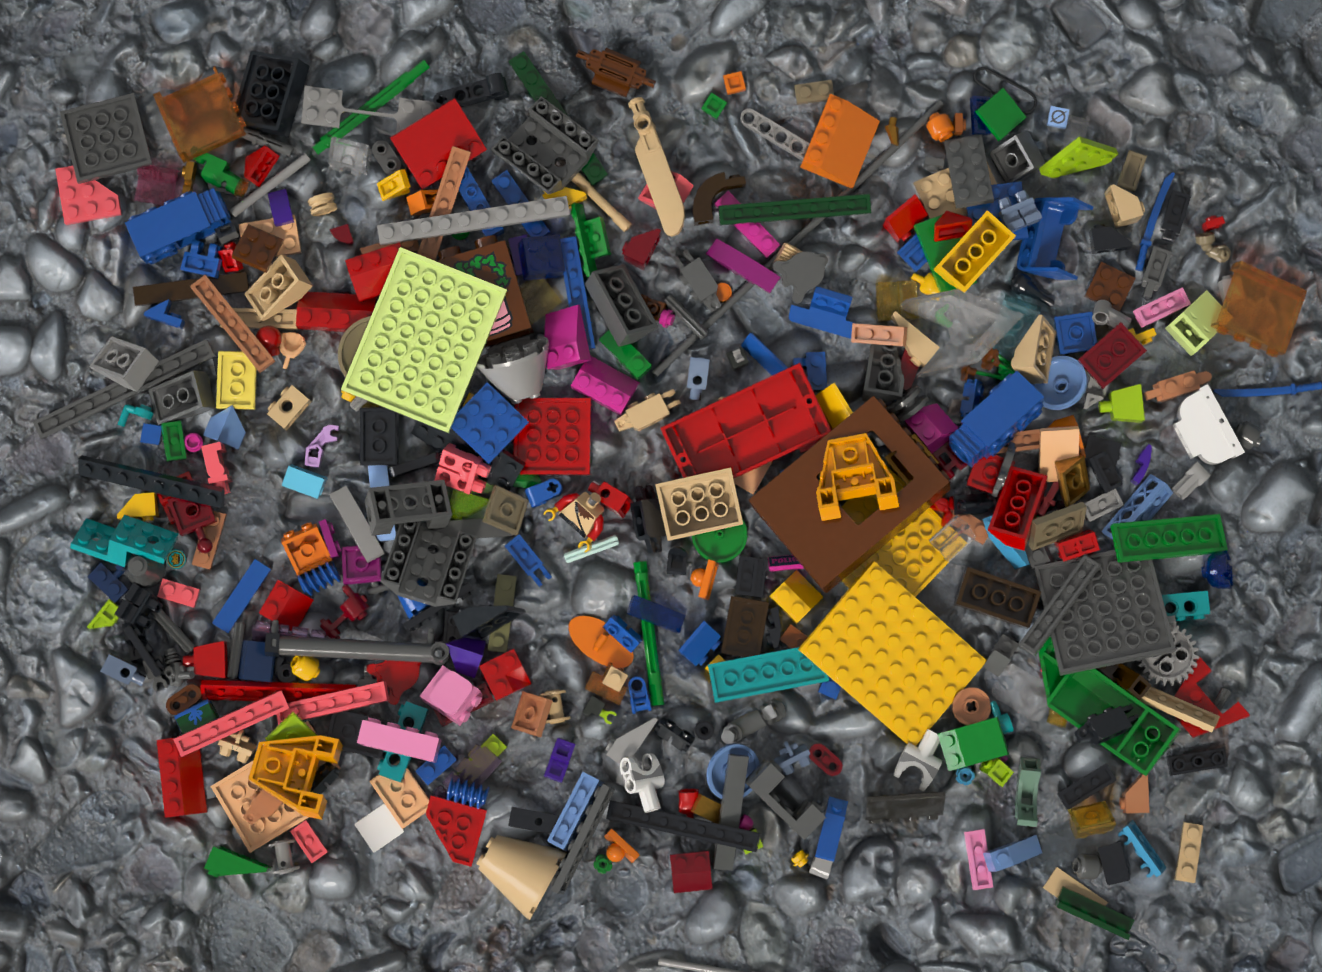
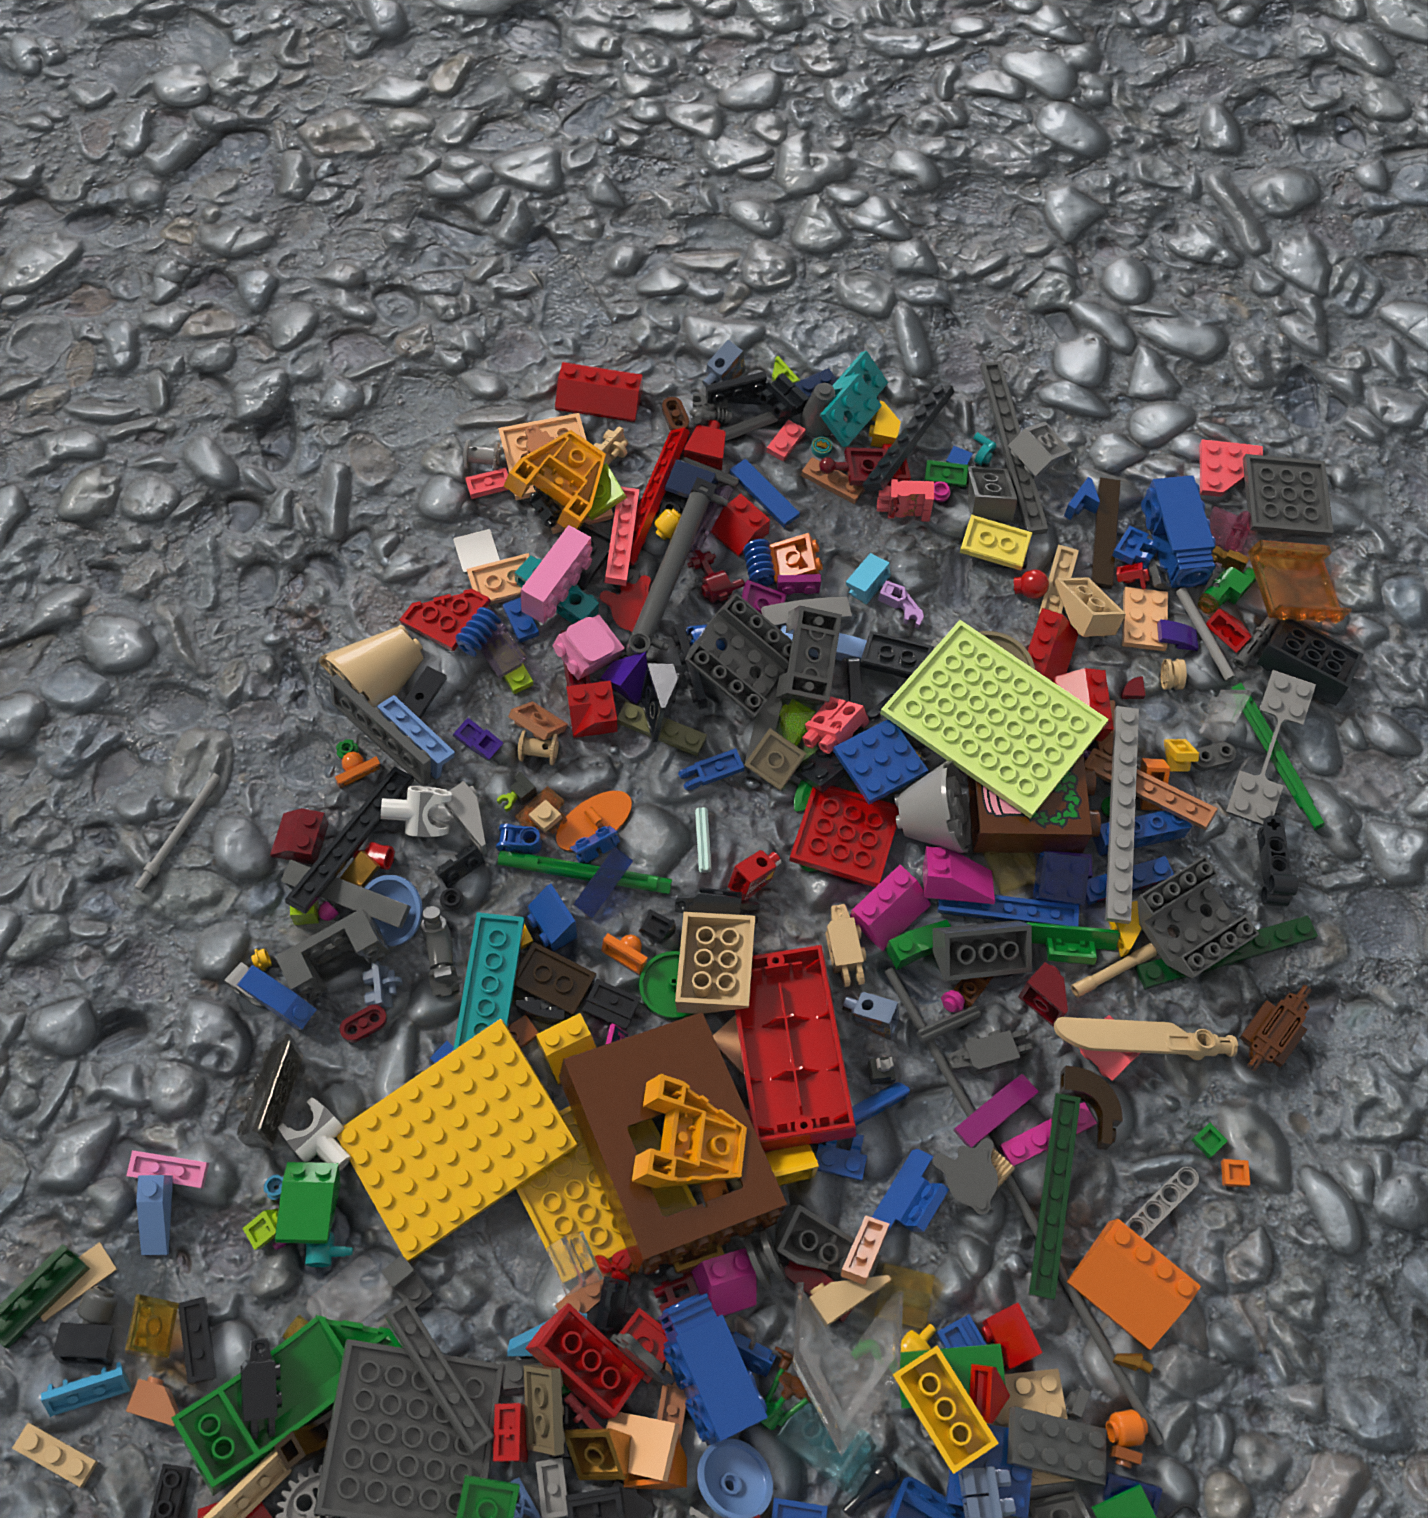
camera: 105 degrees right, 20 degrees down
(196, 716) = (652, 419): dark green piece -> none
(226, 428) = (943, 522): medium blue slope -> none
(228, 862) = (494, 408): green slope -> none
(231, 723) = (635, 441): coral plate -> none
(232, 324) = (1058, 550): nougat plate -> none
(257, 248) = (1137, 595): reddish brown plate -> none
(287, 418) = (954, 595): tan brick -> none
(291, 346) = (1019, 605): light nougat piece -> none
(429, 141) = (1239, 814): red slope -> none
(540, 493) = (783, 806): blue piece -> none
(582, 514) = (745, 836): torso -> none
(724, 292) = (969, 1081): orange piece -> none
(813, 92) = (1205, 1272): dark tan plate -> none
(971, 695) = (371, 1226): nougat plate -> none
(997, 598) = (478, 1298): dark brown brick -> none
(1026, 792) = (219, 1255): sand green arch -> none
(1035, 352) = (786, 1459): tan slope -> none

